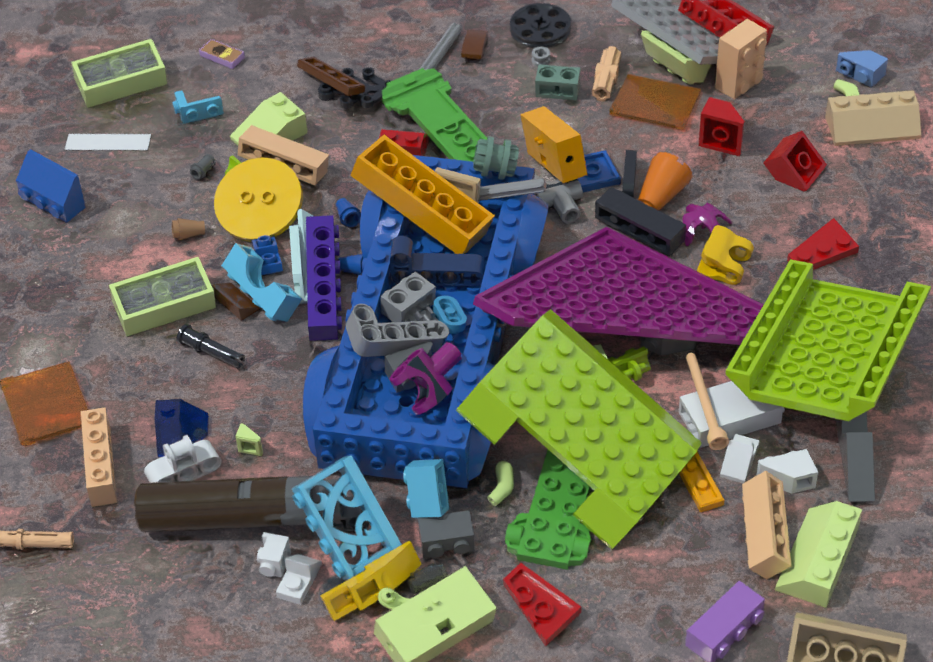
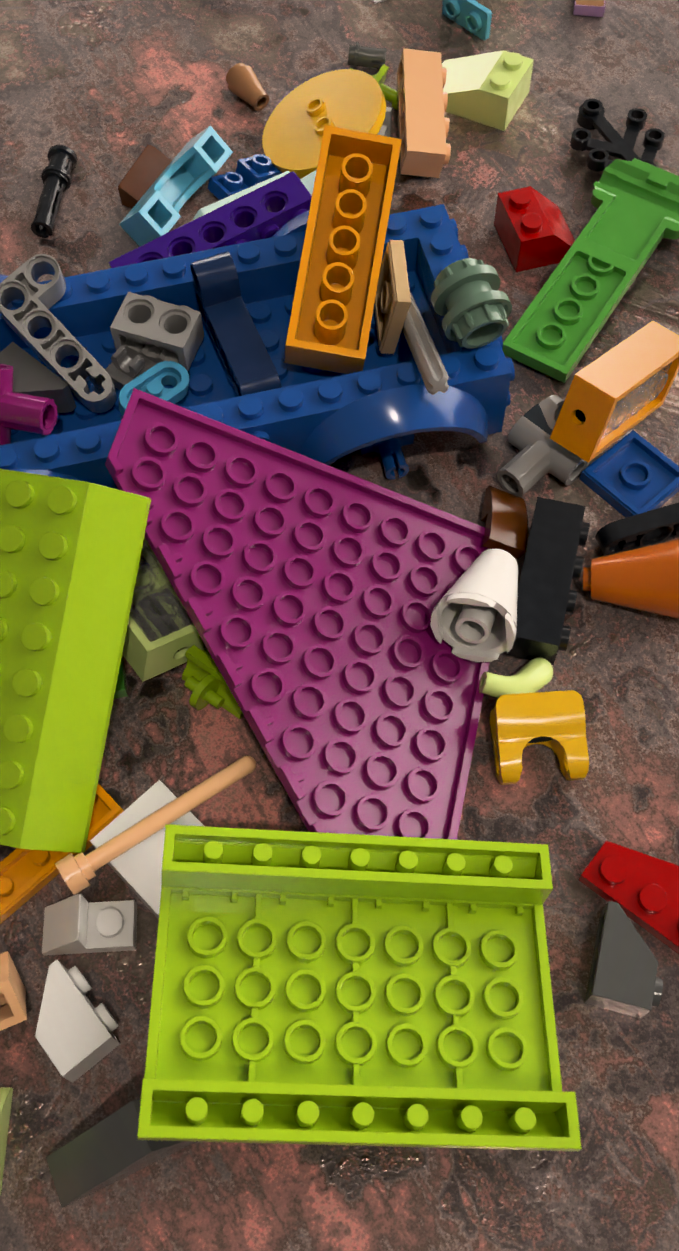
camera: 65 degrees right, 15 degrees up
(162, 296) = (107, 107): brick -> none
(331, 76) = (615, 102): reddish brown tile -> none
(591, 223) = (505, 522): none -> reddish brown slope
(652, 240) = (480, 609): none -> white cone
(692, 252) = (527, 680): none -> yellowish green arm
(703, 216) = (609, 669): magenta animal -> none
(848, 269) = (622, 967): none -> dark grey slope

